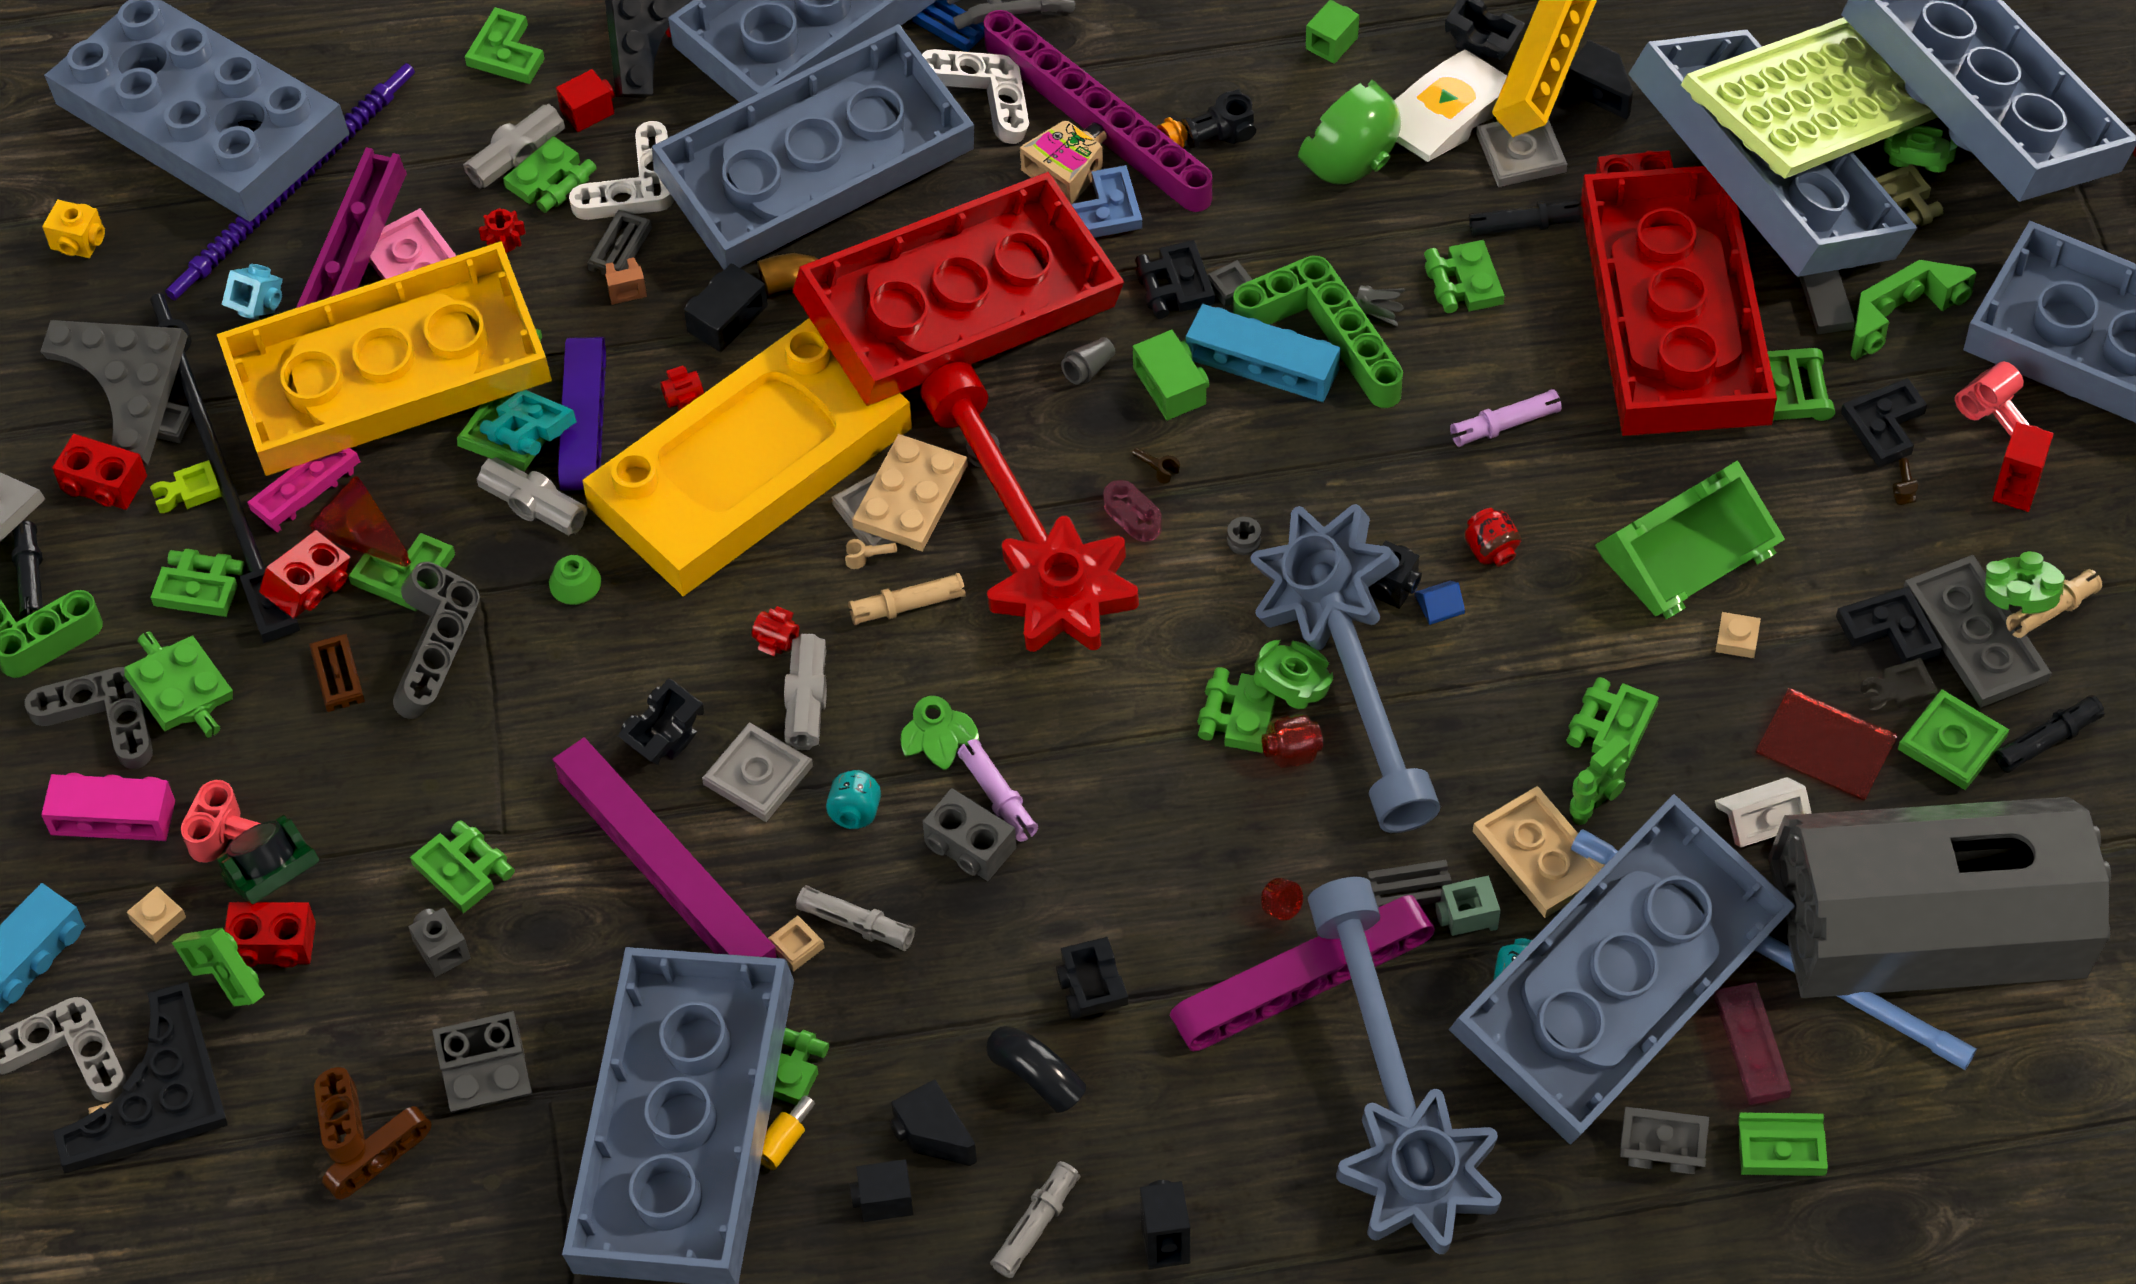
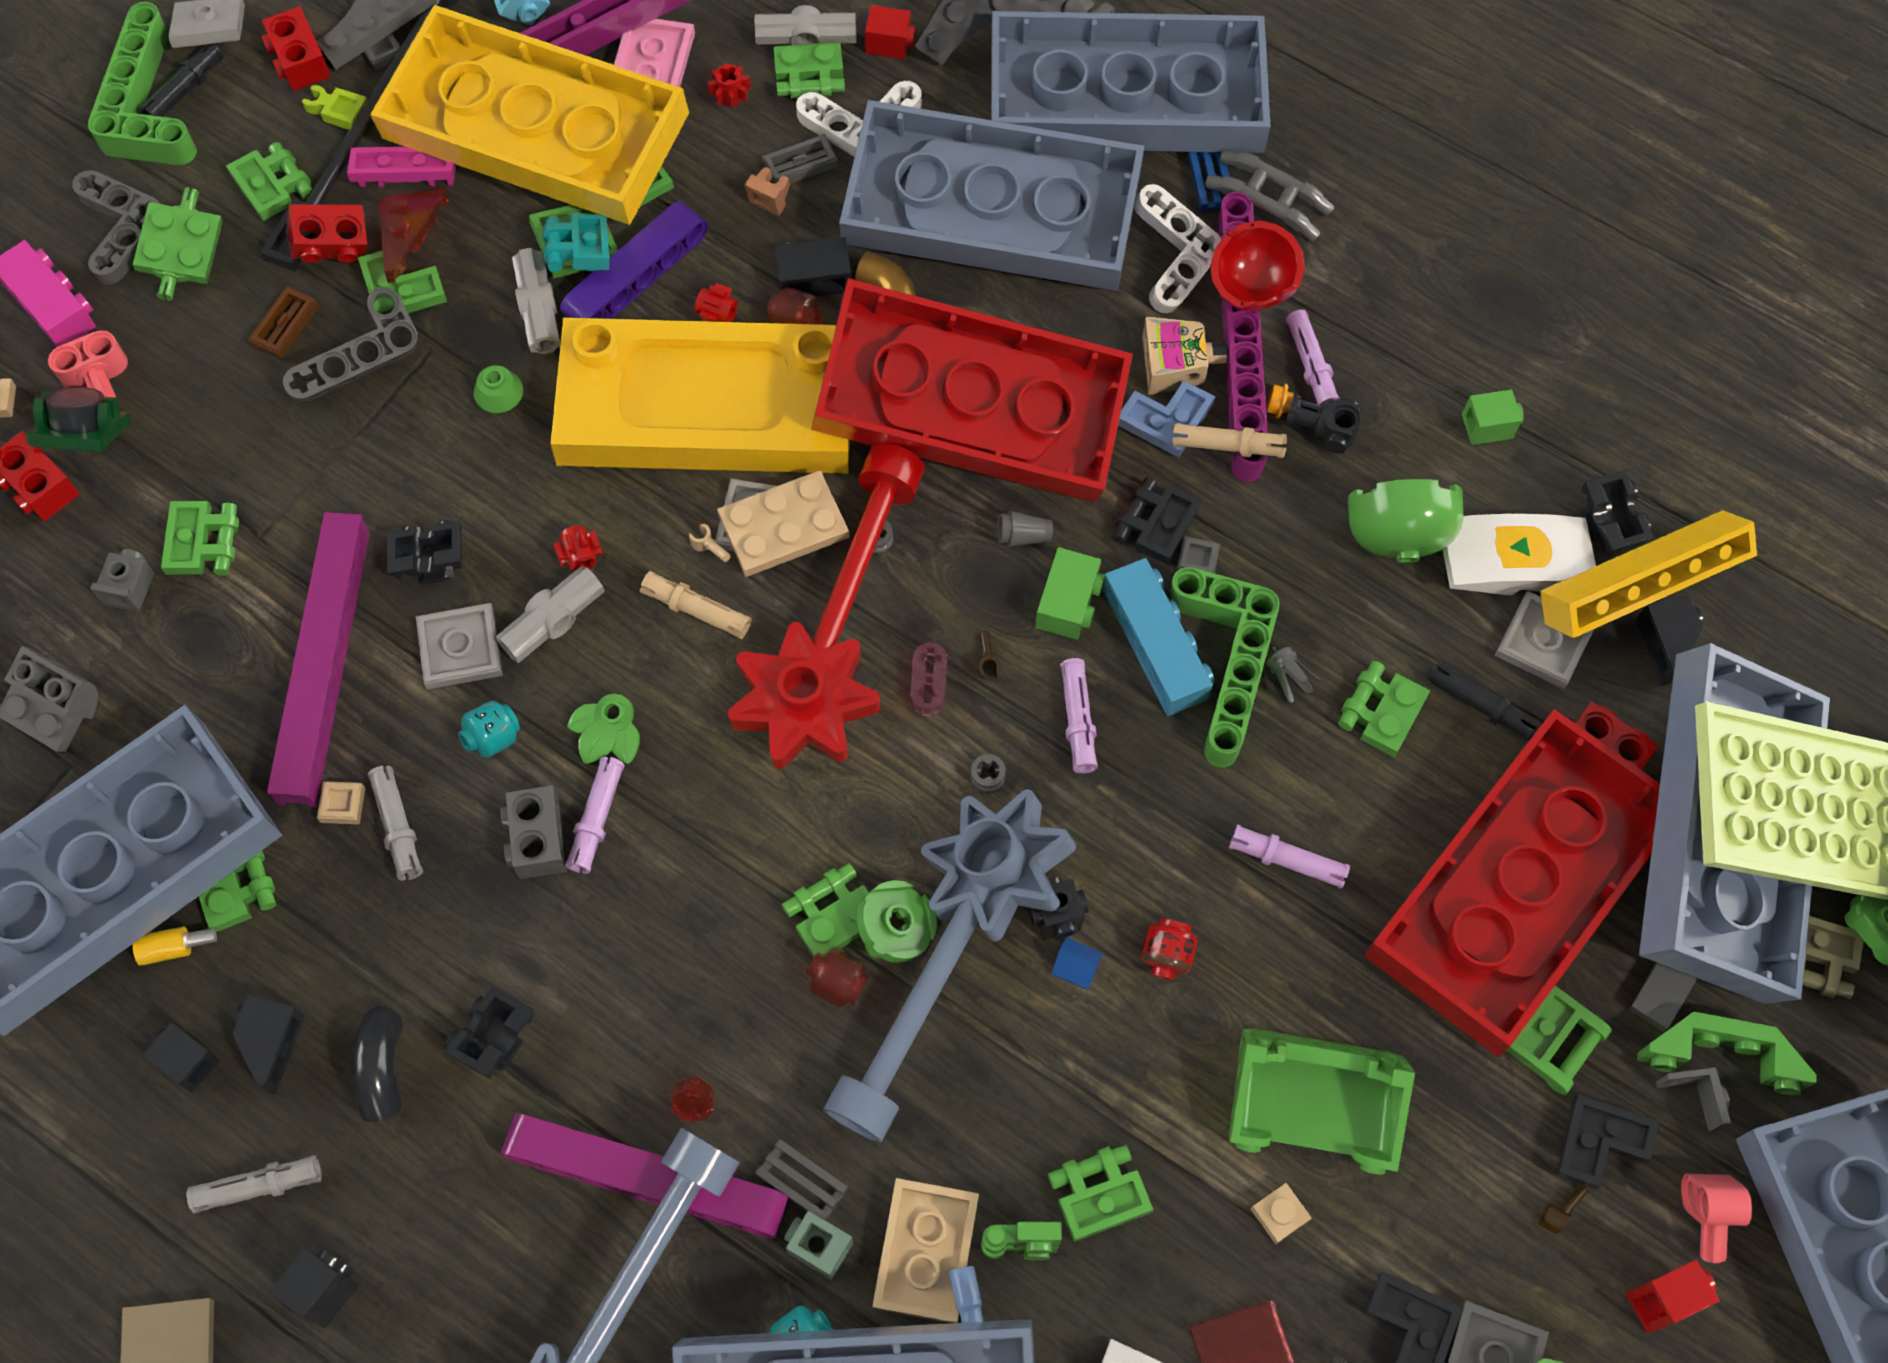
camera: 40 degrees right, 10 degrees up
(744, 344) = (794, 307): none -> clear red head
(1073, 44) = (1257, 266): none -> red cylinder
(1132, 73) = (1318, 372): none -> lavender pin
(1175, 180) = (1230, 440): none -> tan pin
(1277, 455) = (1080, 727): none -> lavender pin
(1920, 337) = (1712, 1094): none -> dark grey bracket

